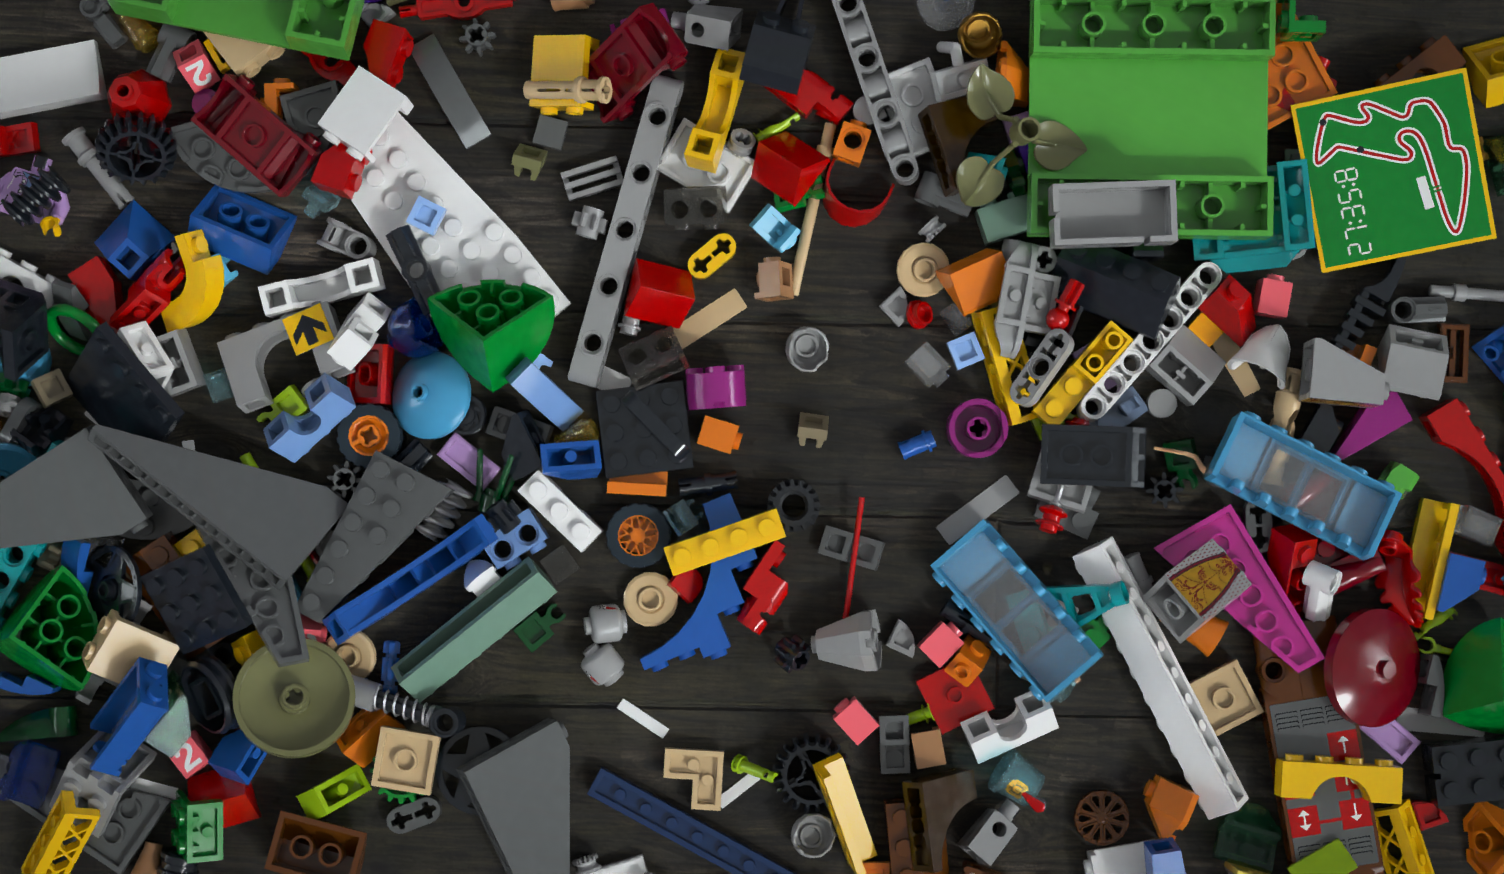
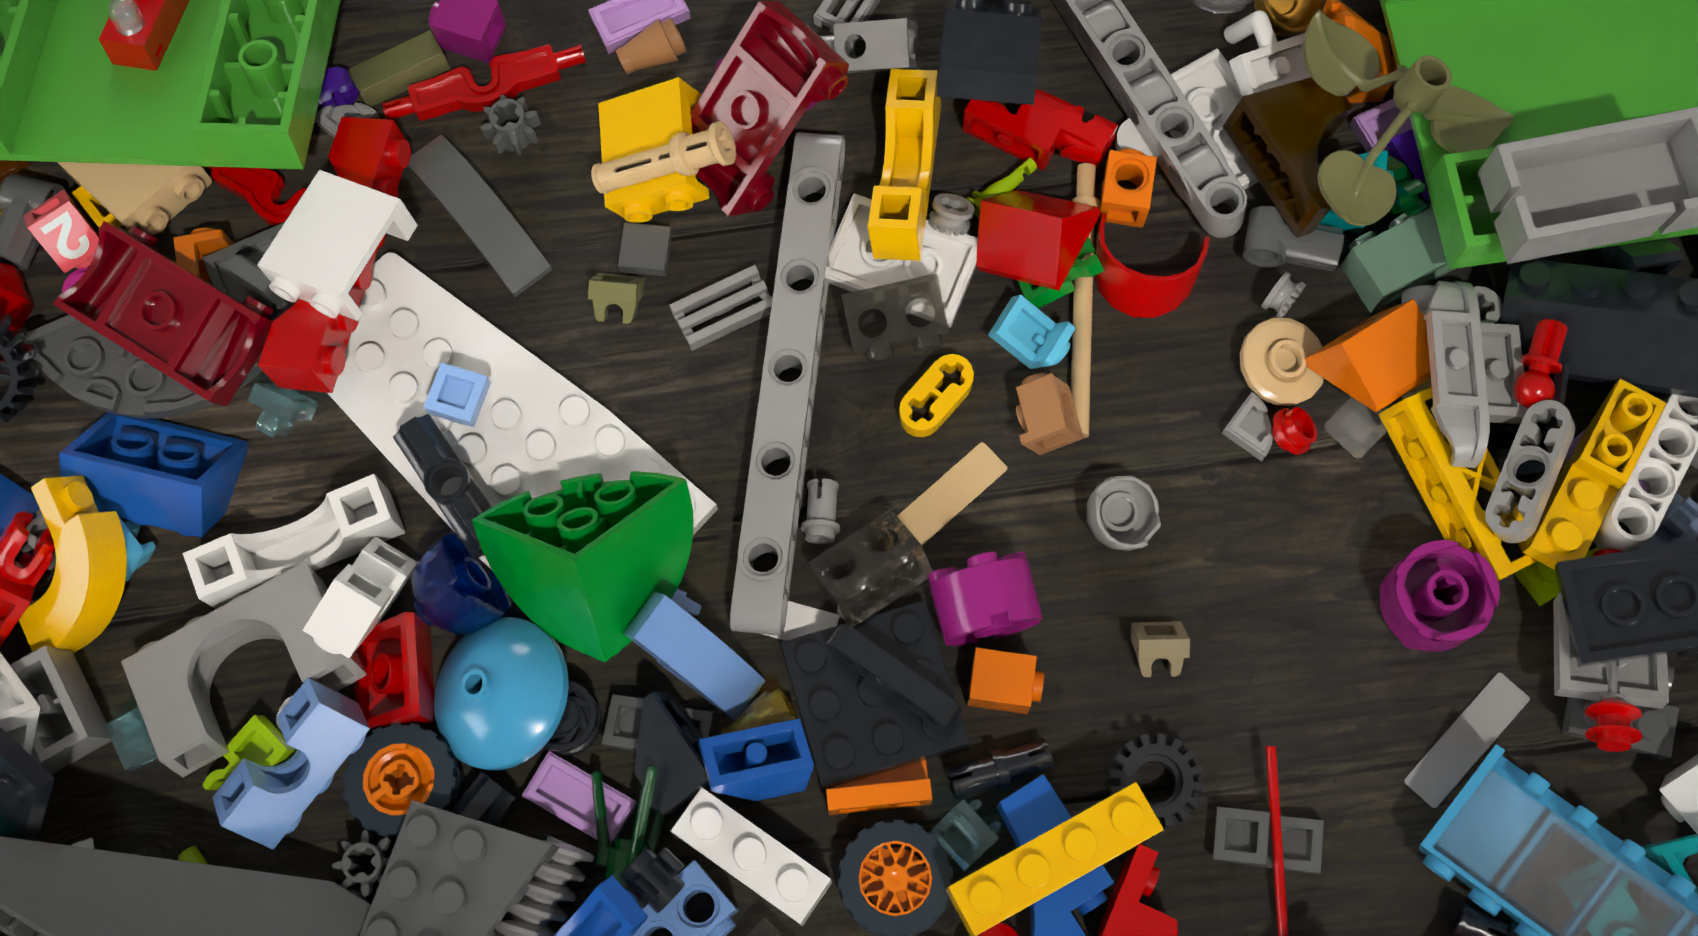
camera: 10 degrees left, 15 degrees down
(308, 329) = (274, 611): yellow sticker -> none
(310, 119) = (253, 279): none -> dark grey tile
(342, 239) = (325, 461): light grey piece -> none
(590, 222) = (729, 371): light grey gear -> none
(659, 294) = (861, 465): red slope -> none
(917, 444) = (1341, 643): blue pin -> none
(928, 365) = (1329, 509): clear brick -> none
(965, 350) = (1386, 473): light blue tile -> none

